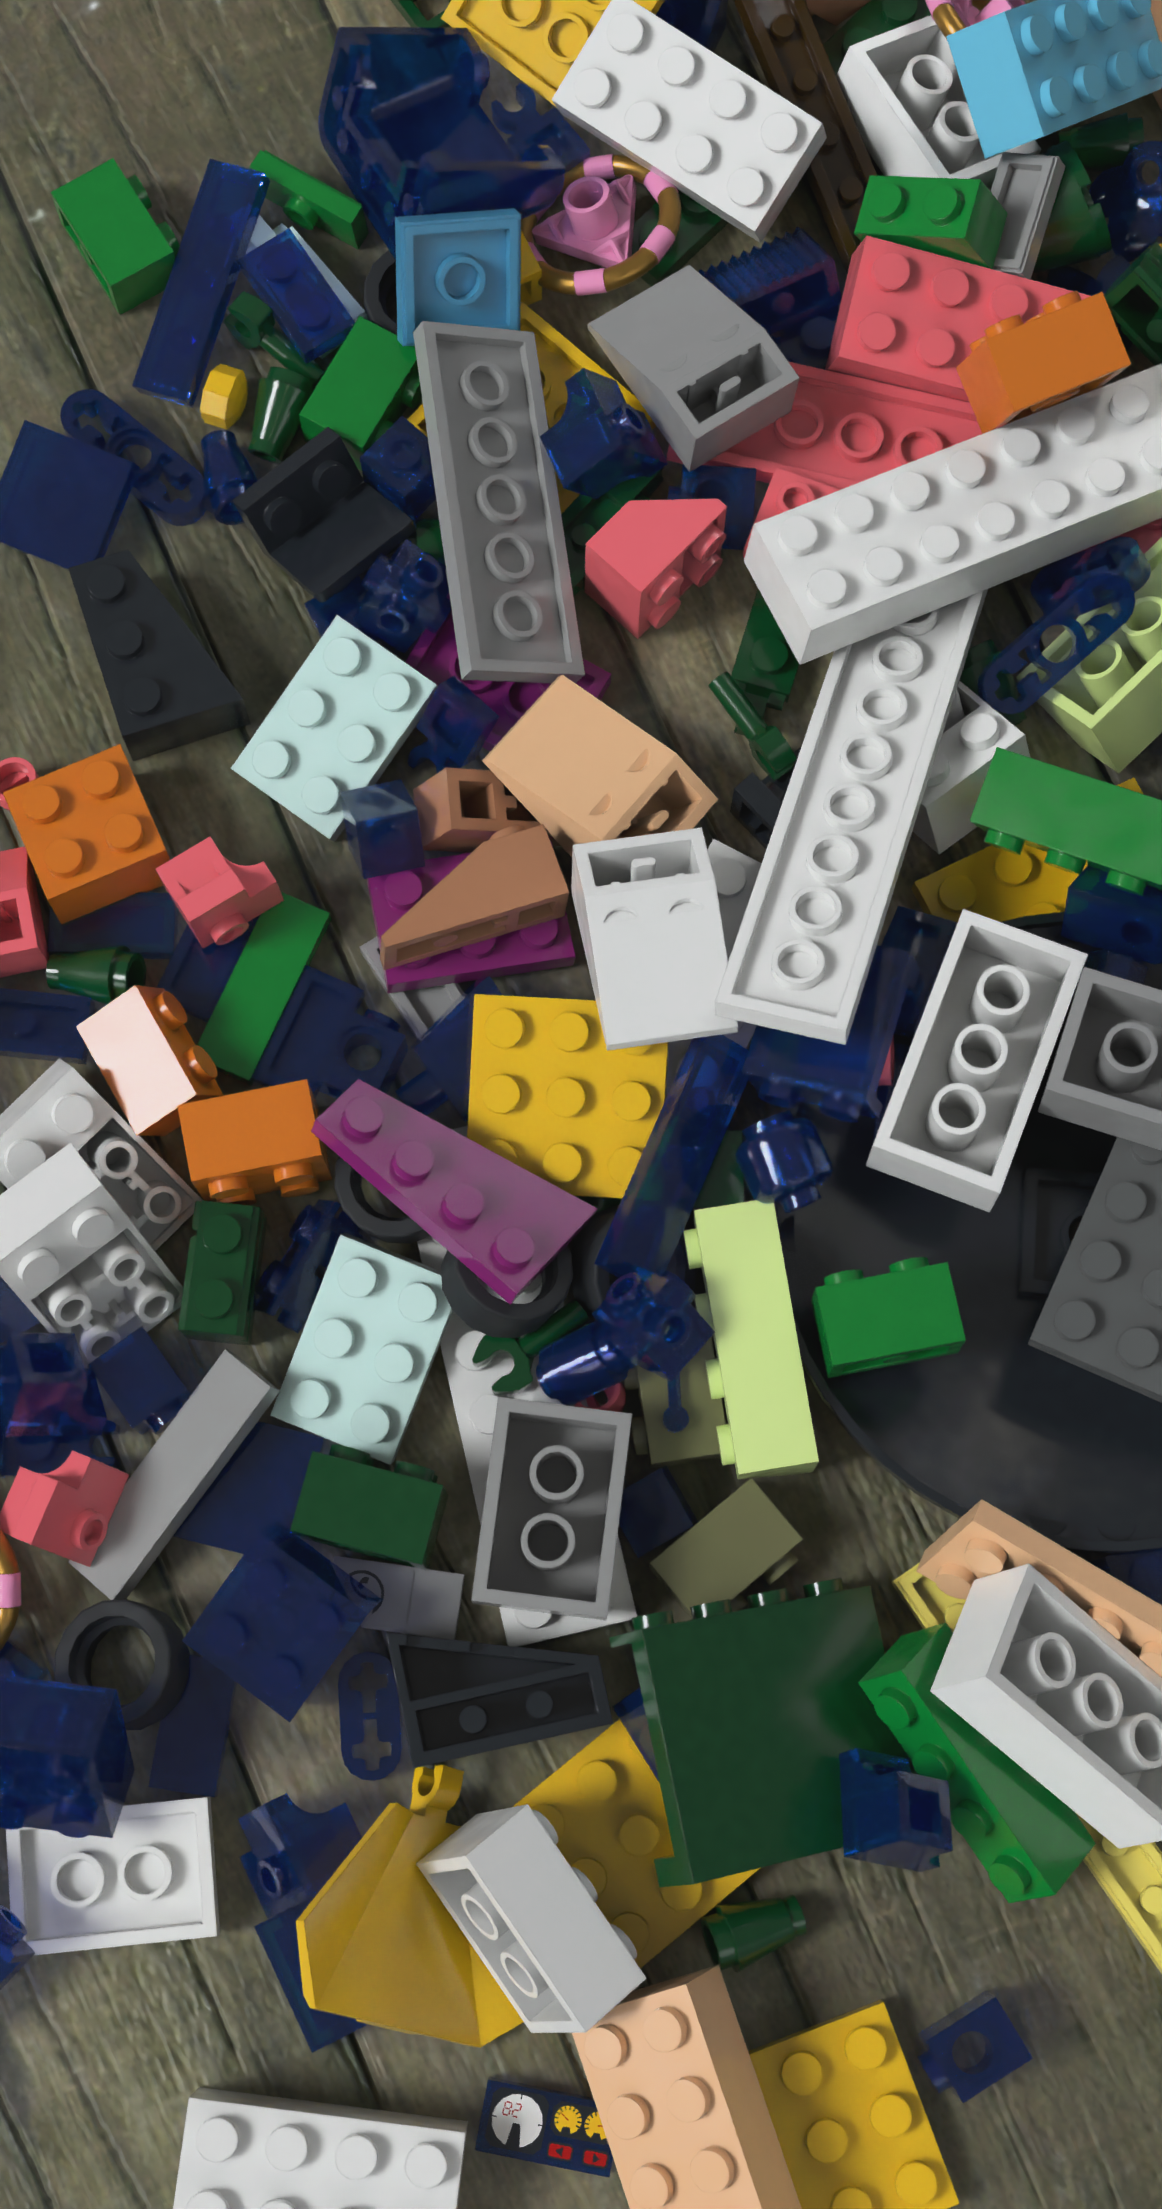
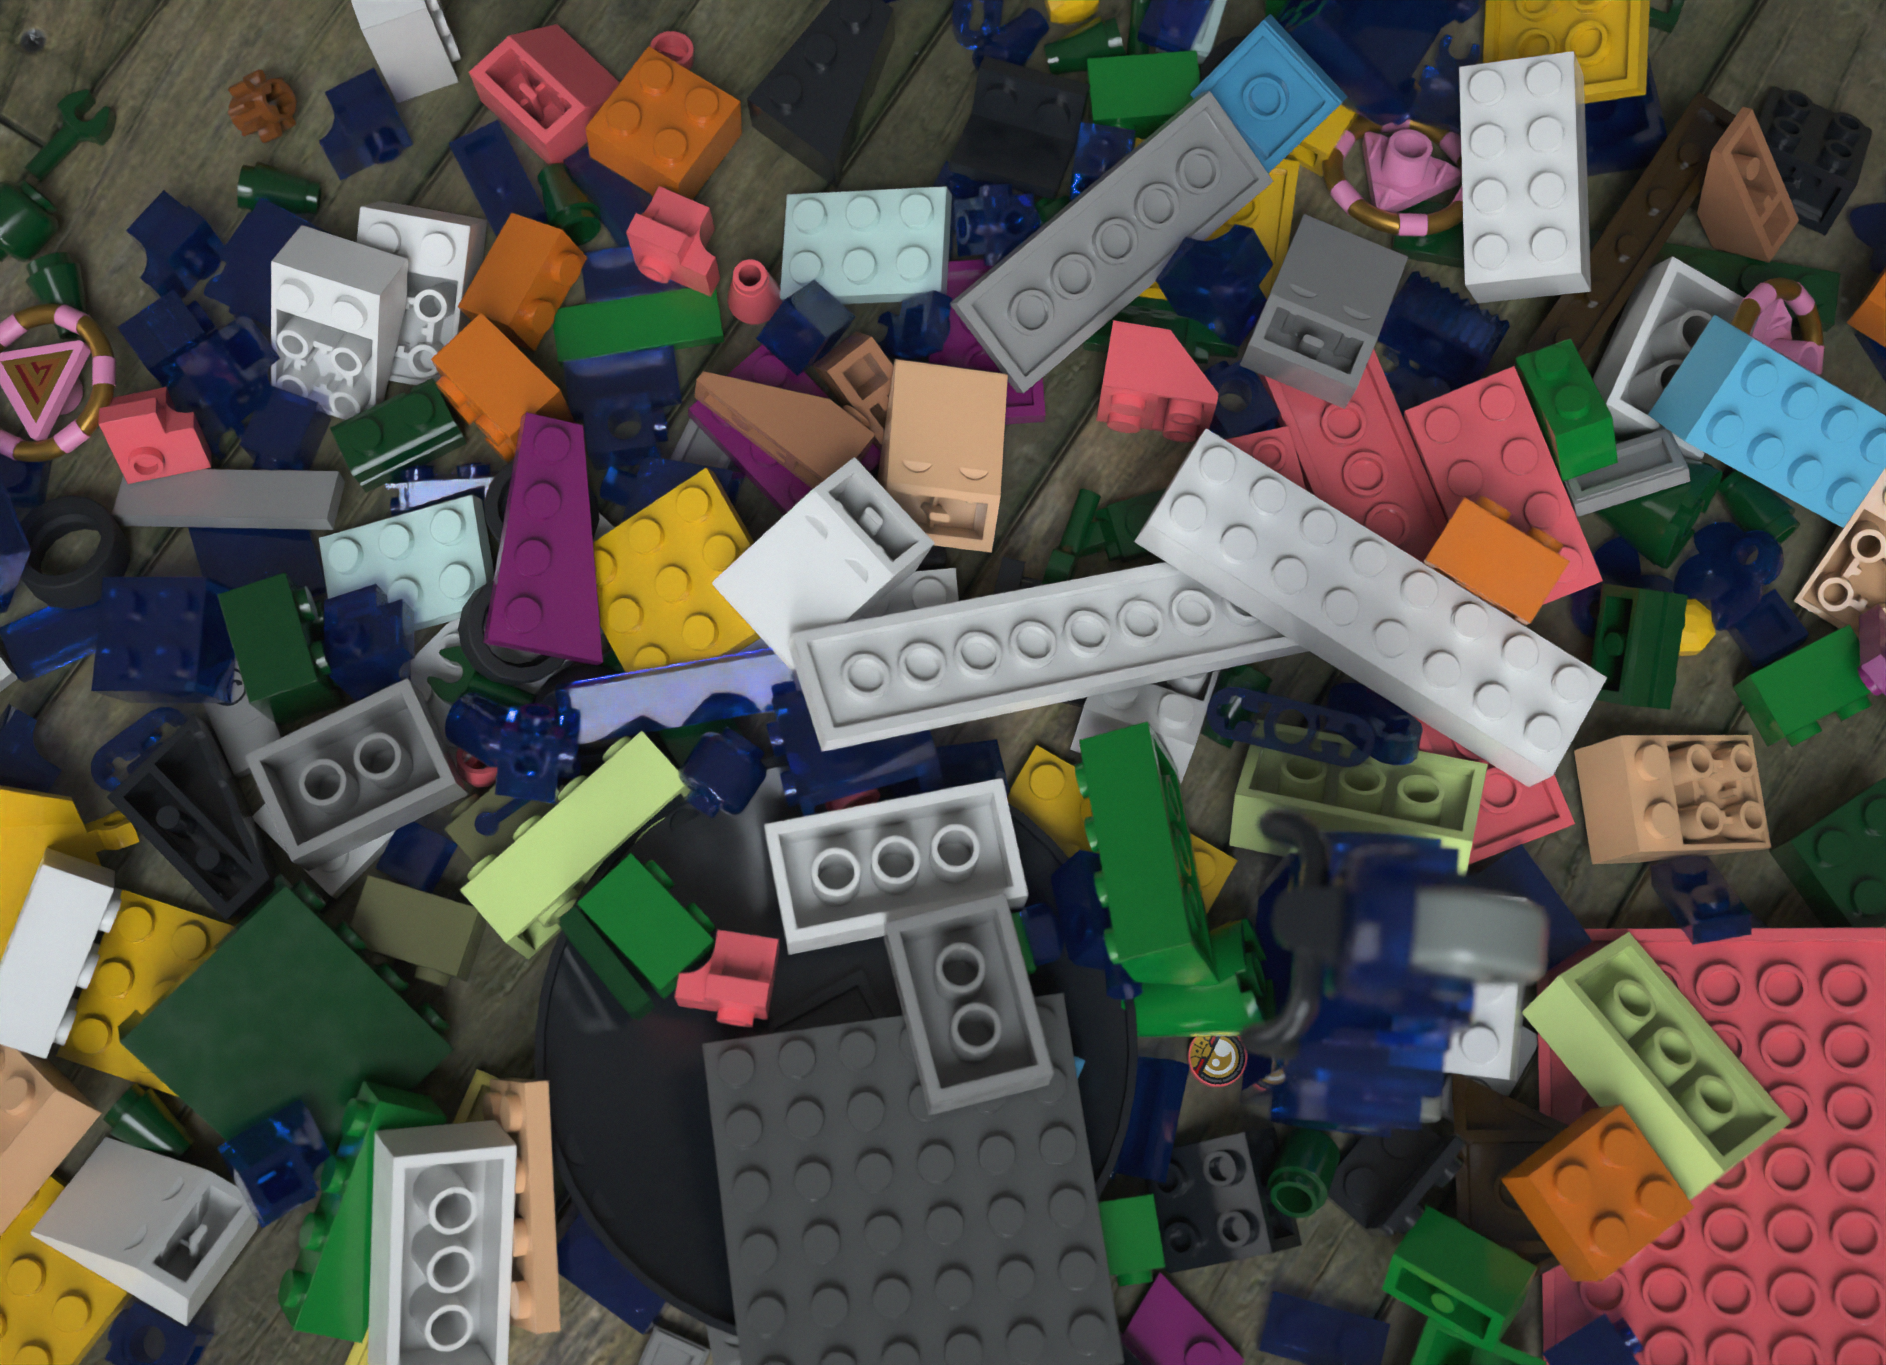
camera: 60 degrees right, 0 degrees up
(312, 870) = (753, 293): none -> coral cone
(421, 1420) = (368, 641): none -> clear blue brick
(858, 1981) = (150, 1226): none -> white slope
(900, 1379) = (605, 964): none -> dark green tile
(991, 1268) = (735, 979): none -> coral brick

